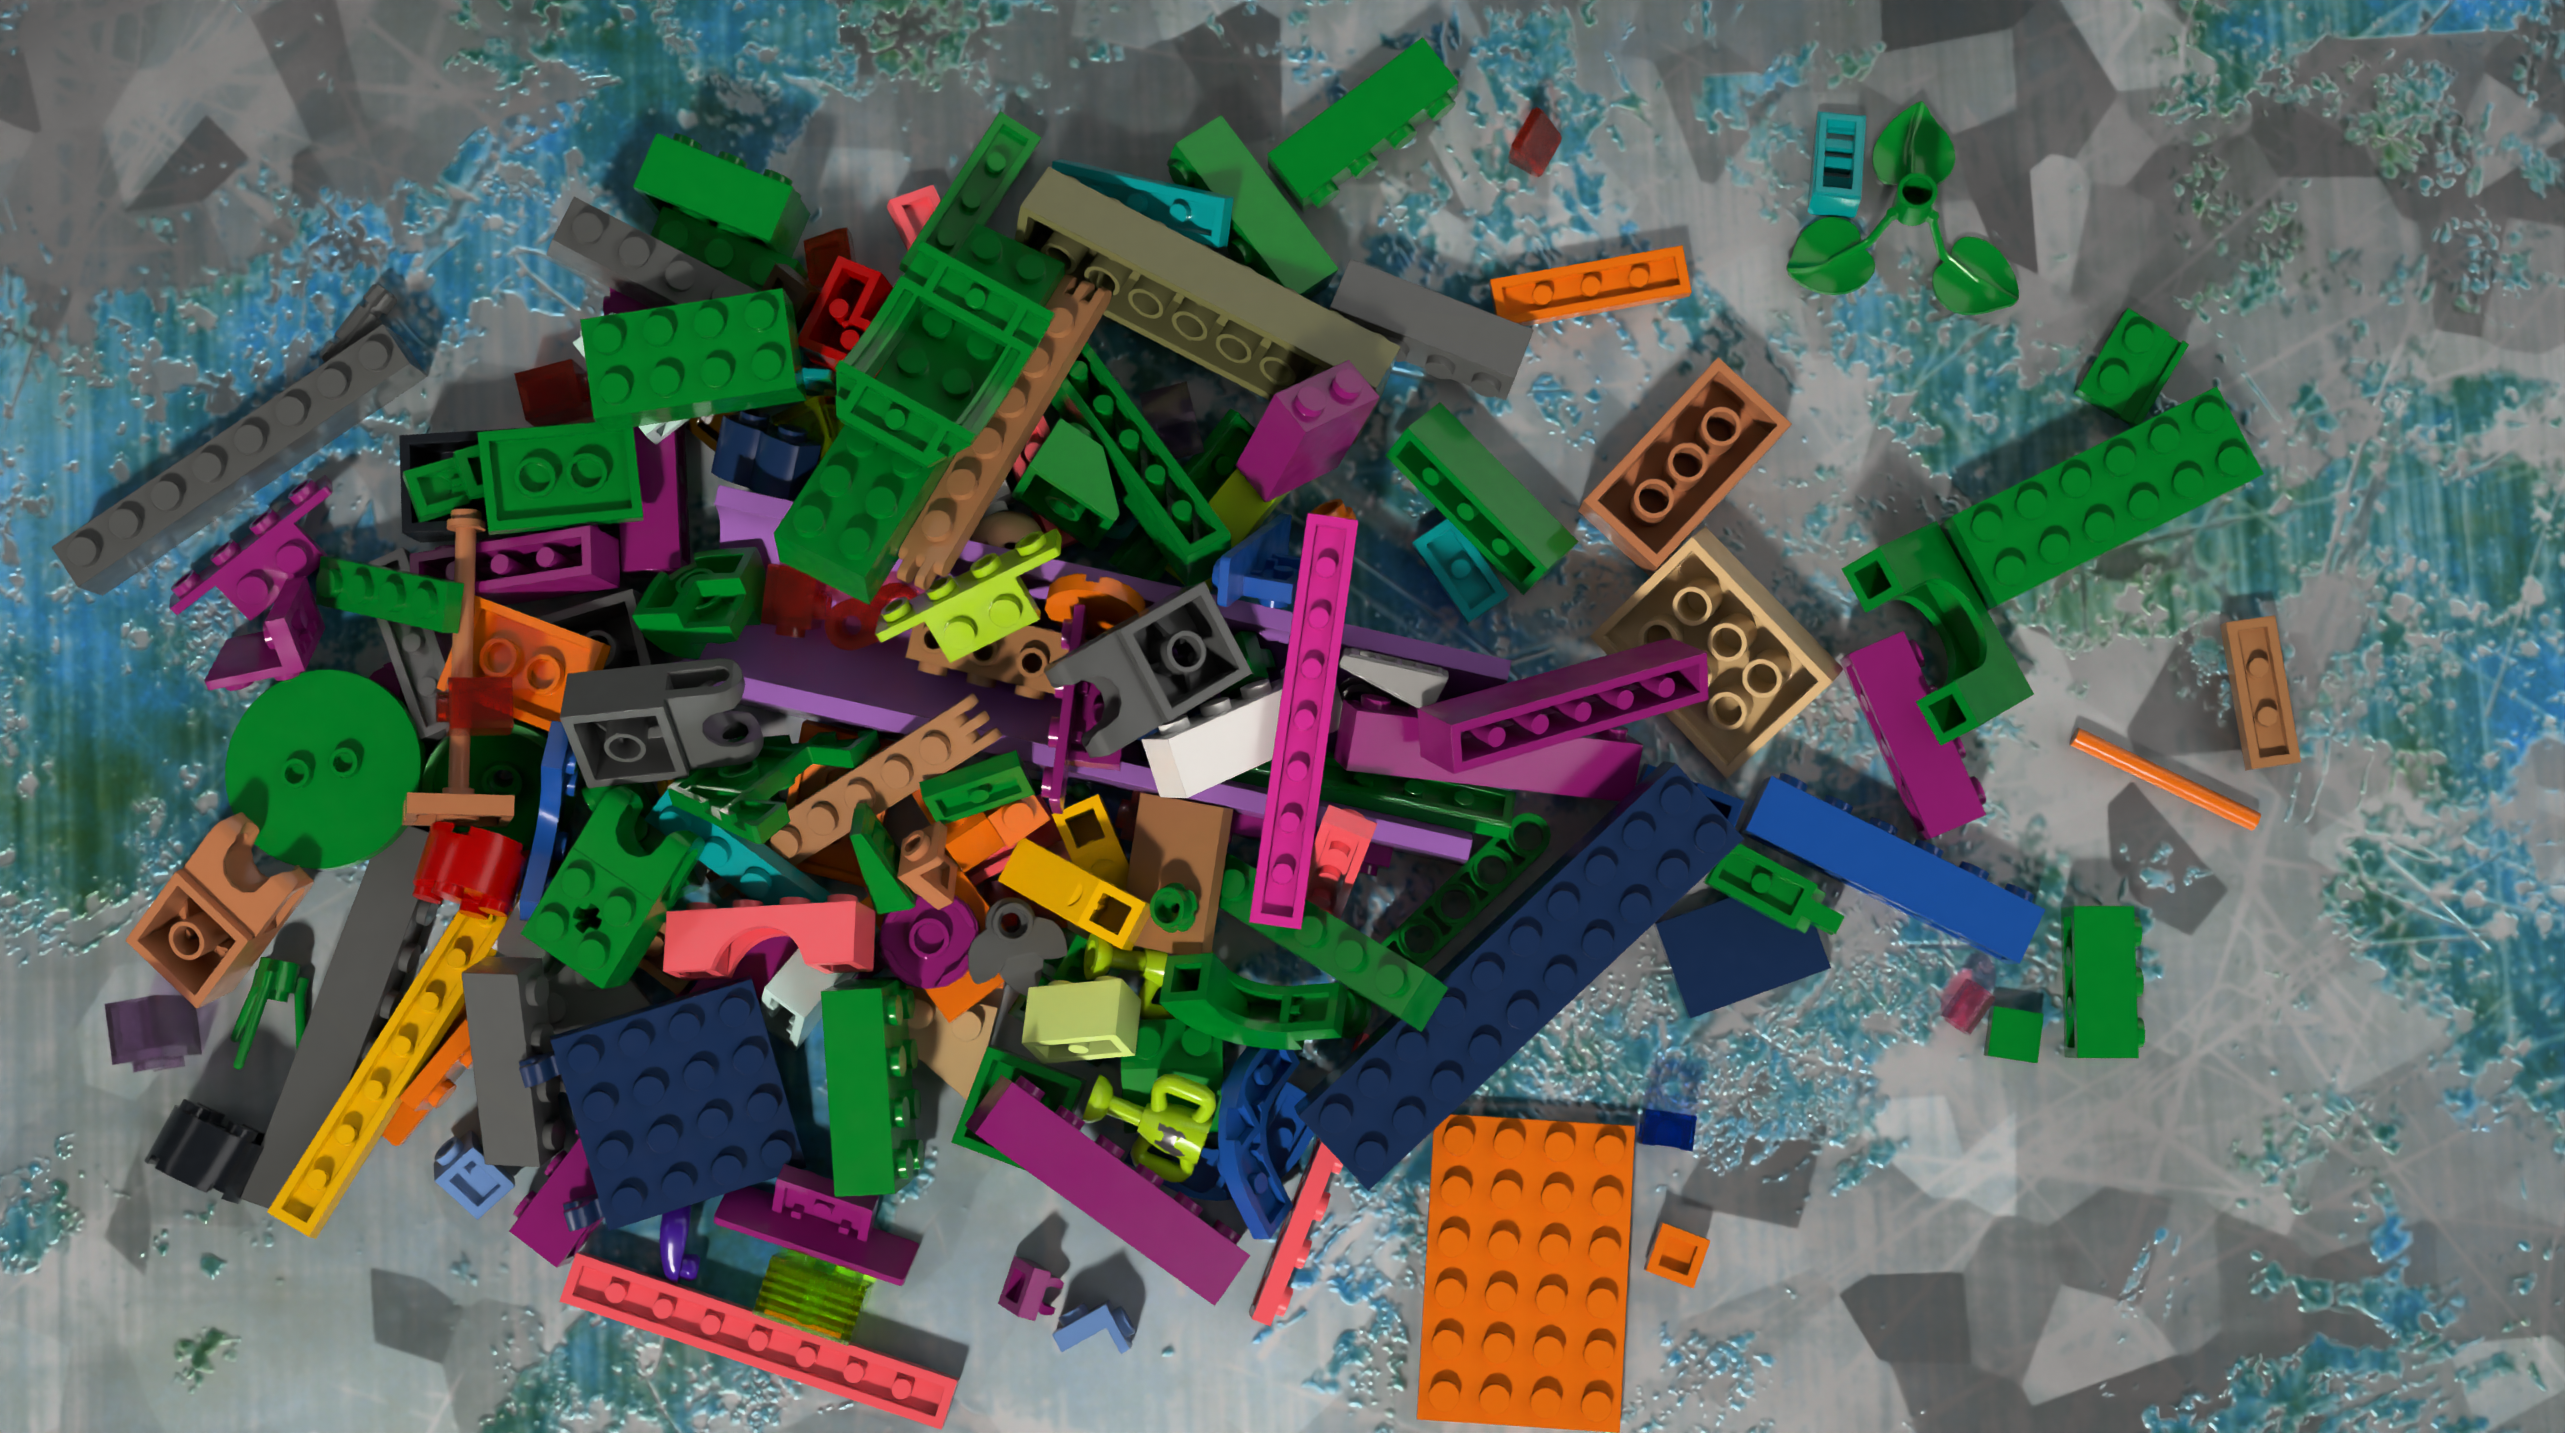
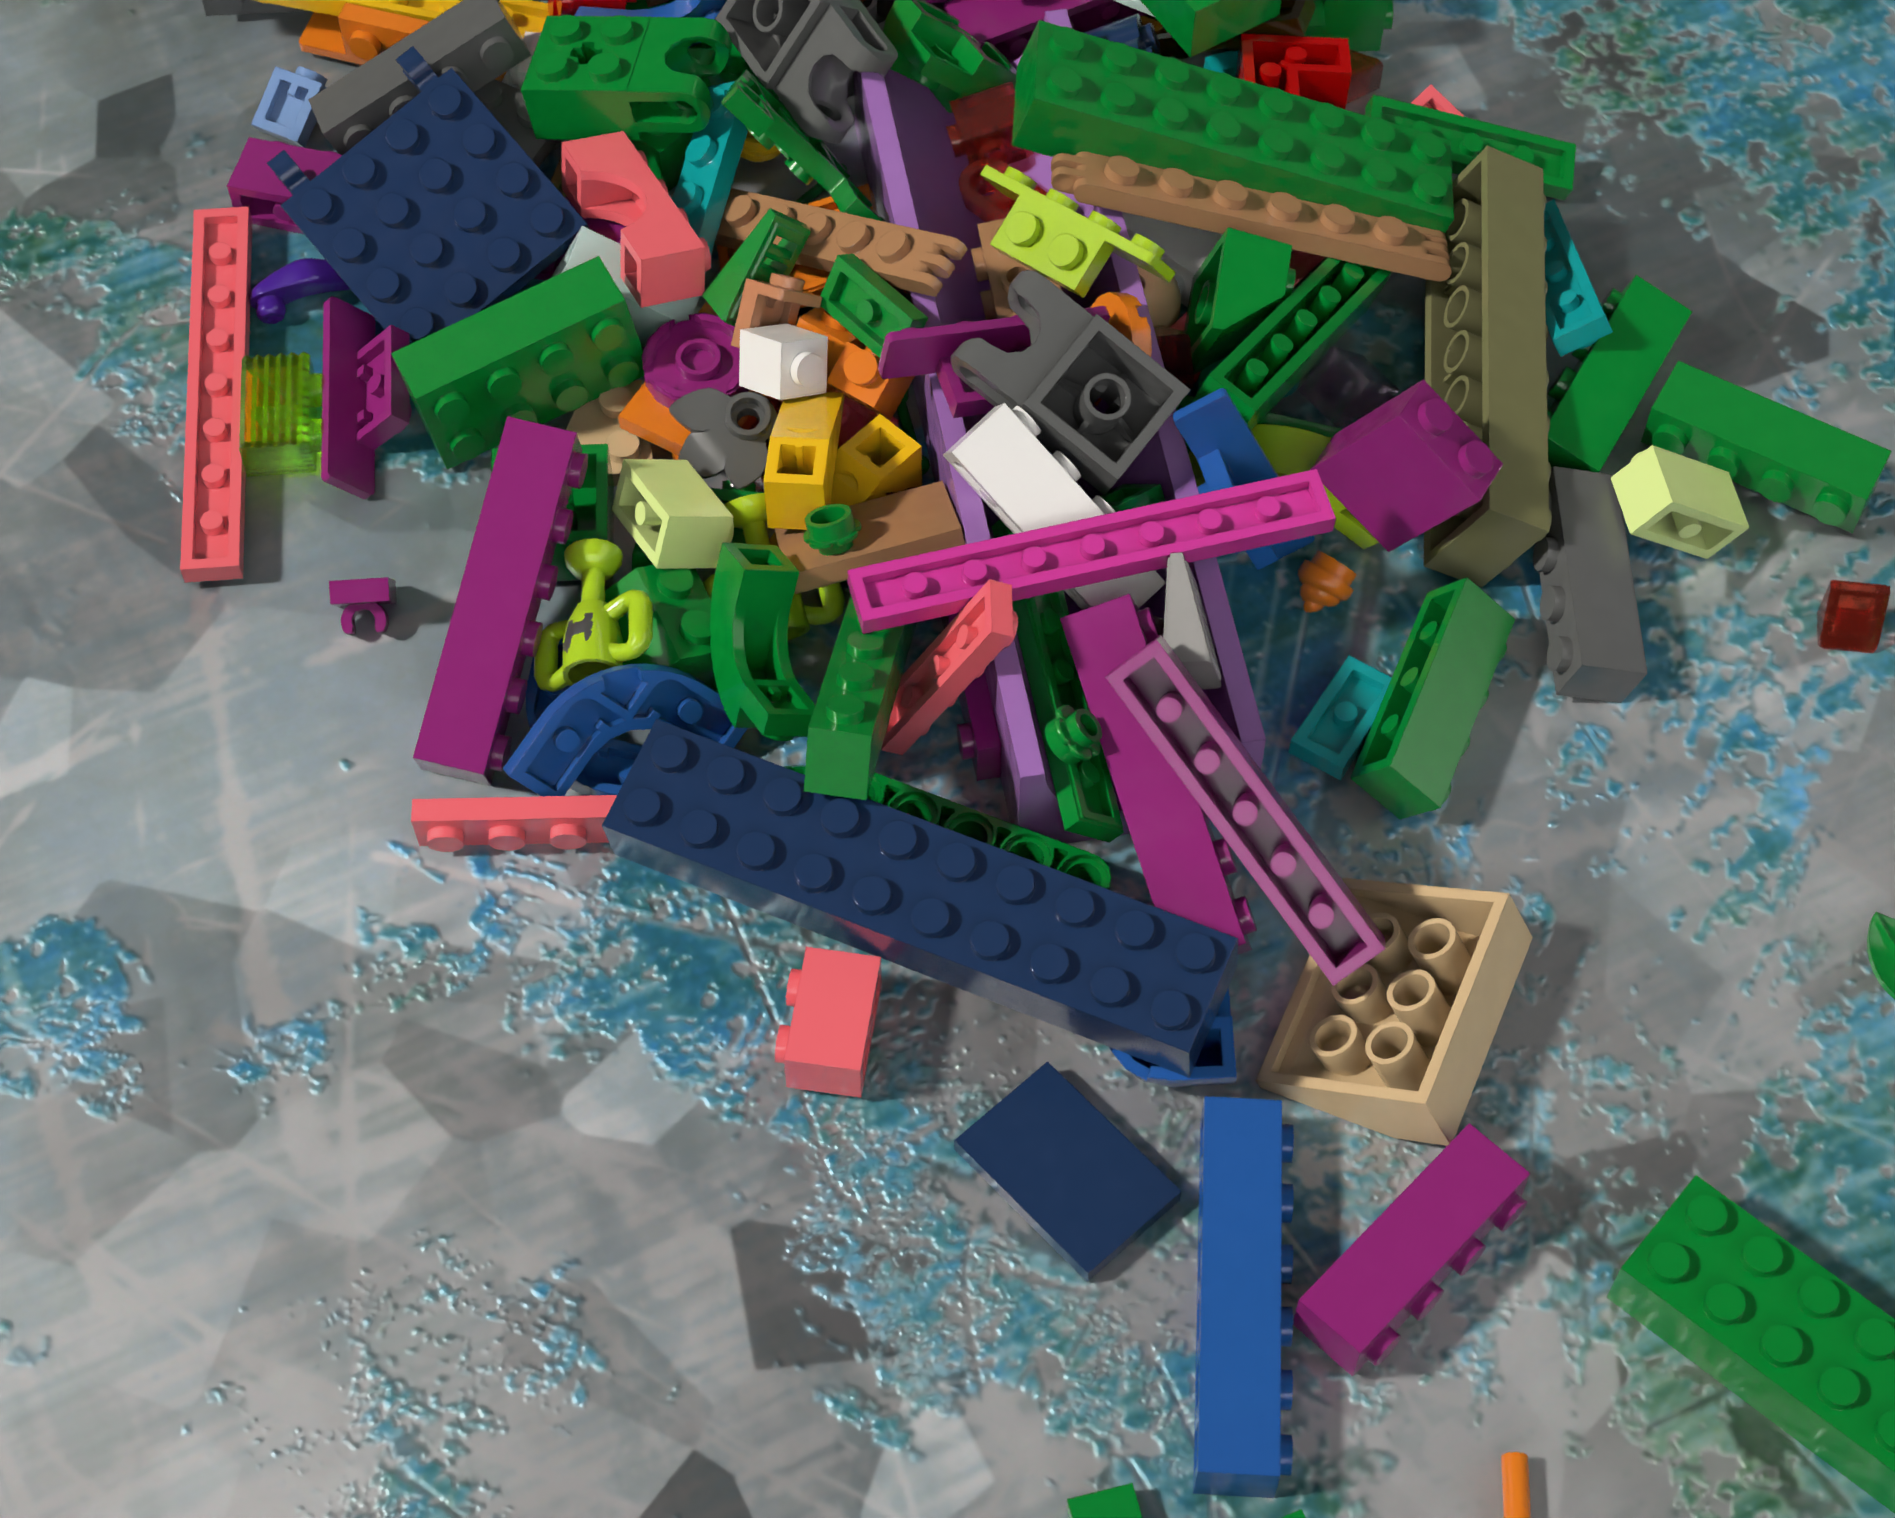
camera: 60 degrees right, 25 degrees down
(968, 299) = (1364, 92): green wedge -> none
(980, 875) = (783, 361): none -> white brick
(1082, 1323) = (350, 668): medium blue bracket -> none
(1090, 552) = (1176, 353): none -> slope
(1392, 222) = (1679, 502): none -> yellowish green brick
(1442, 801) = (1074, 735): none -> green plate
(1526, 1273) = (578, 1084): orange plate -> none
(1569, 1072) = (831, 1021): none -> coral brick
(1592, 287) = (1733, 731): orange plate -> none
(1666, 1128) = (811, 1159): clear blue piece -> none
(1676, 1254) = (665, 1231): orange plate -> none
(1684, 467) = (1594, 880): nougat brick -> none
(1773, 891) = (1148, 1158): green hinge -> none
(1968, 1007) = (1116, 1453): clear pink hinge -> none
(1981, 669) = (1615, 1189): green arch -> none

